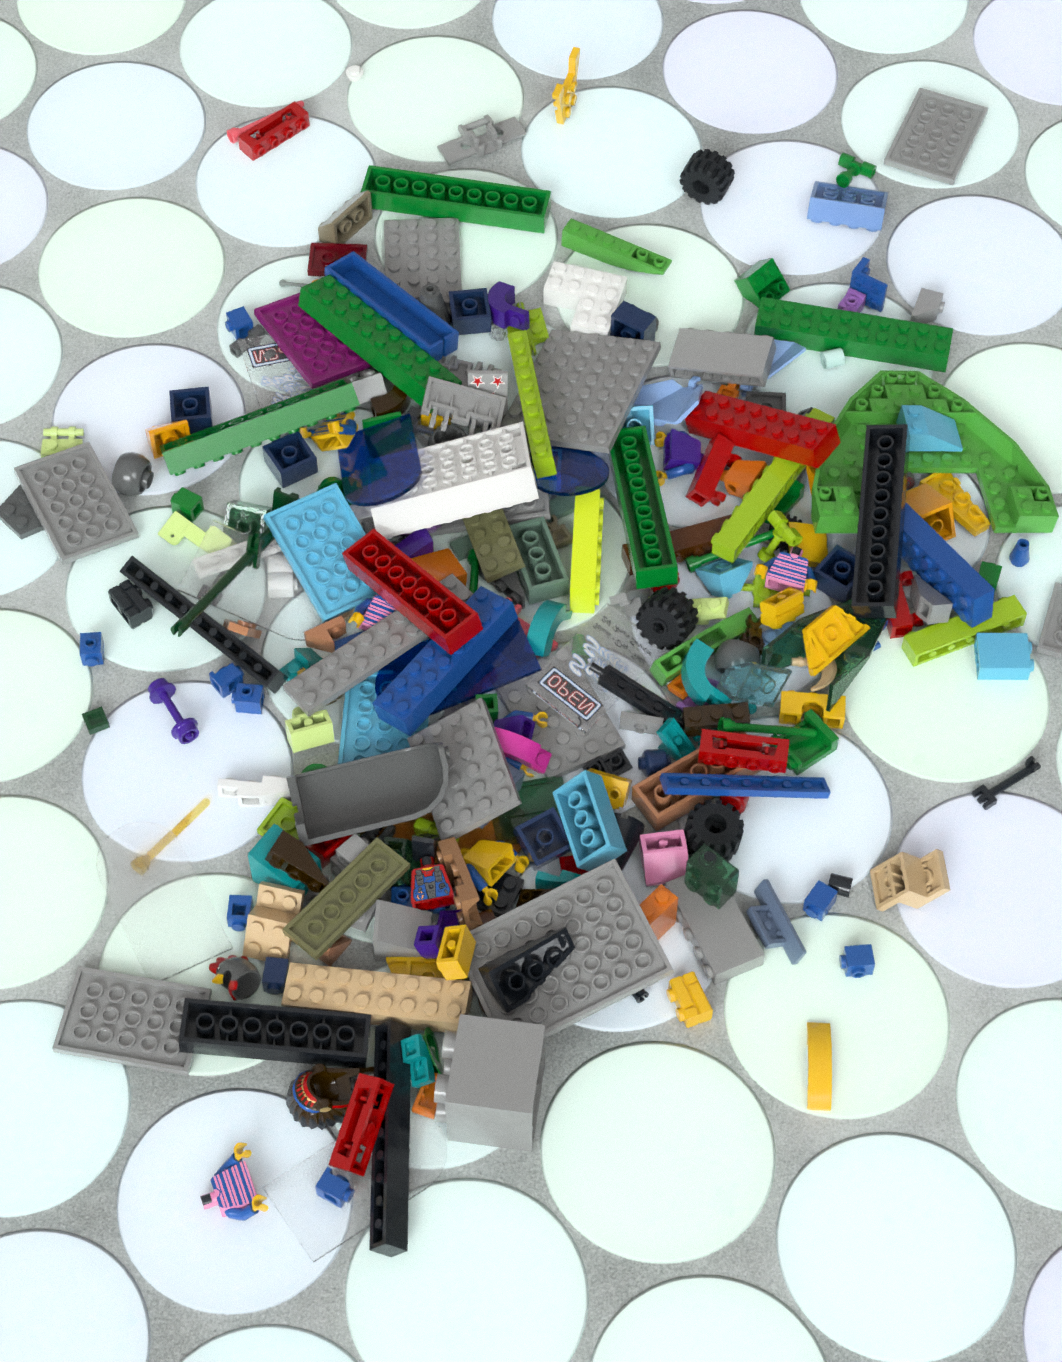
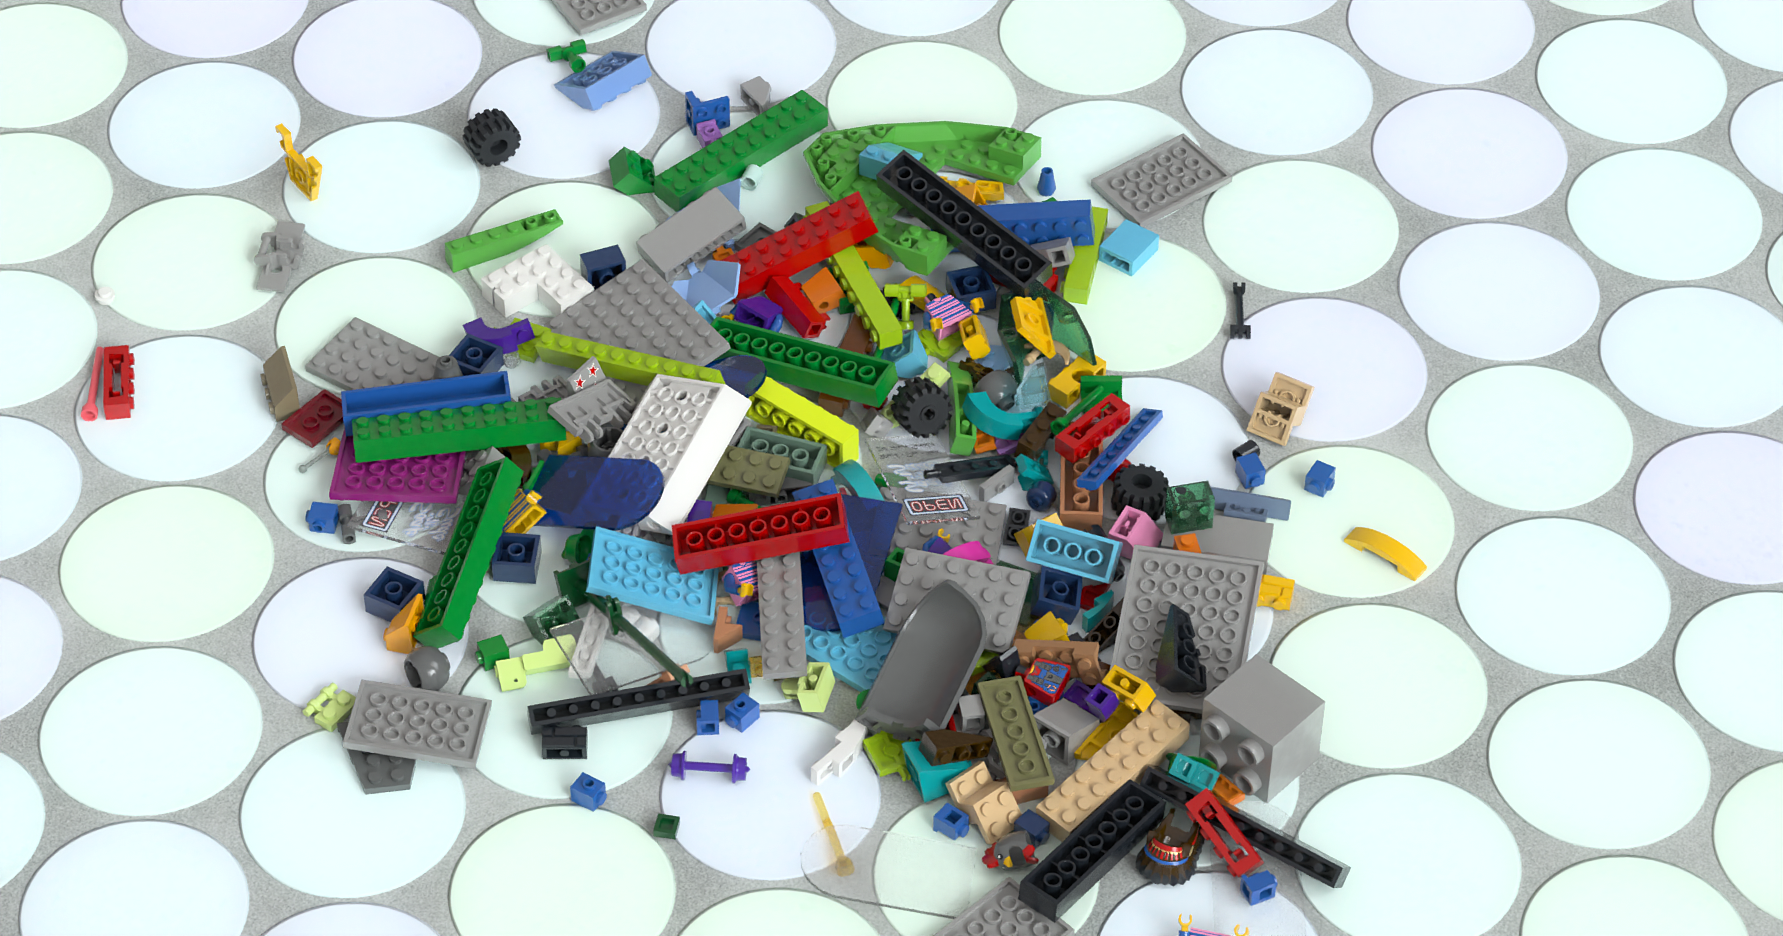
camera: 55 degrees left, 10 degrees down
(458, 198) = (339, 302): green brick -> none

